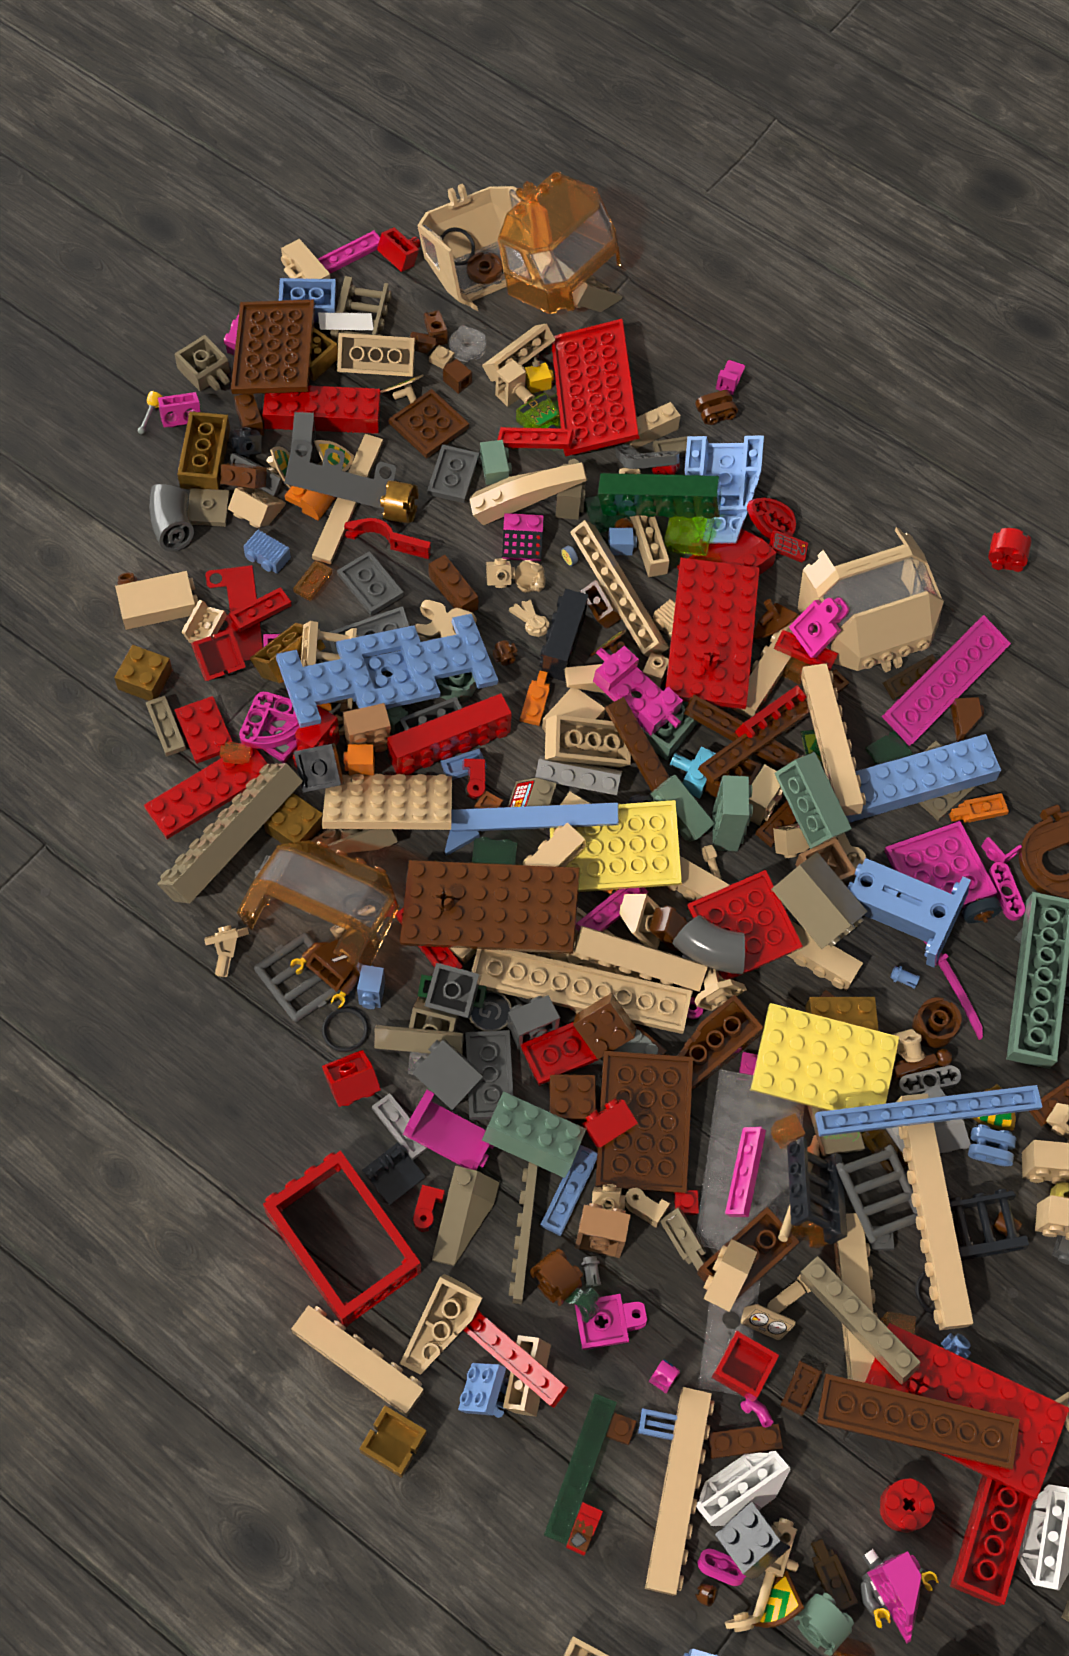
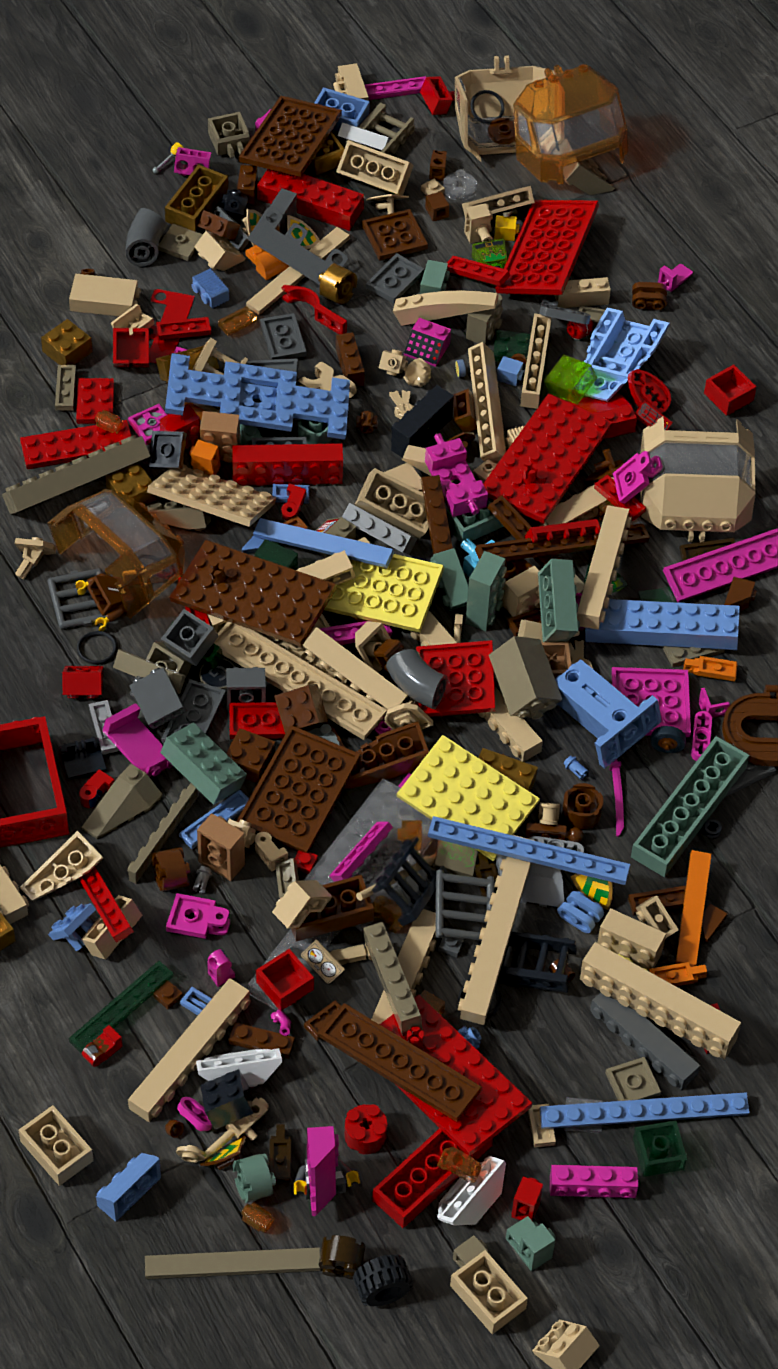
camera: 25 degrees right, 10 degrees down
(265, 711) = (147, 399): dark pink beam -> none
(371, 986) = (130, 619): medium blue brick -> none
(423, 342) = (420, 172): reddish brown bracket -> none
(535, 700) = (380, 460): orange hinge -> none
(585, 1302) = (182, 890): clear green piece -> none
(609, 1122) = (267, 774): red brick -> none
(660, 495) = (552, 338): dark green brick -> none
(848, 487) = (730, 390): none -> red piece
(1032, 1517) = (460, 1164): none -> clear orange leg

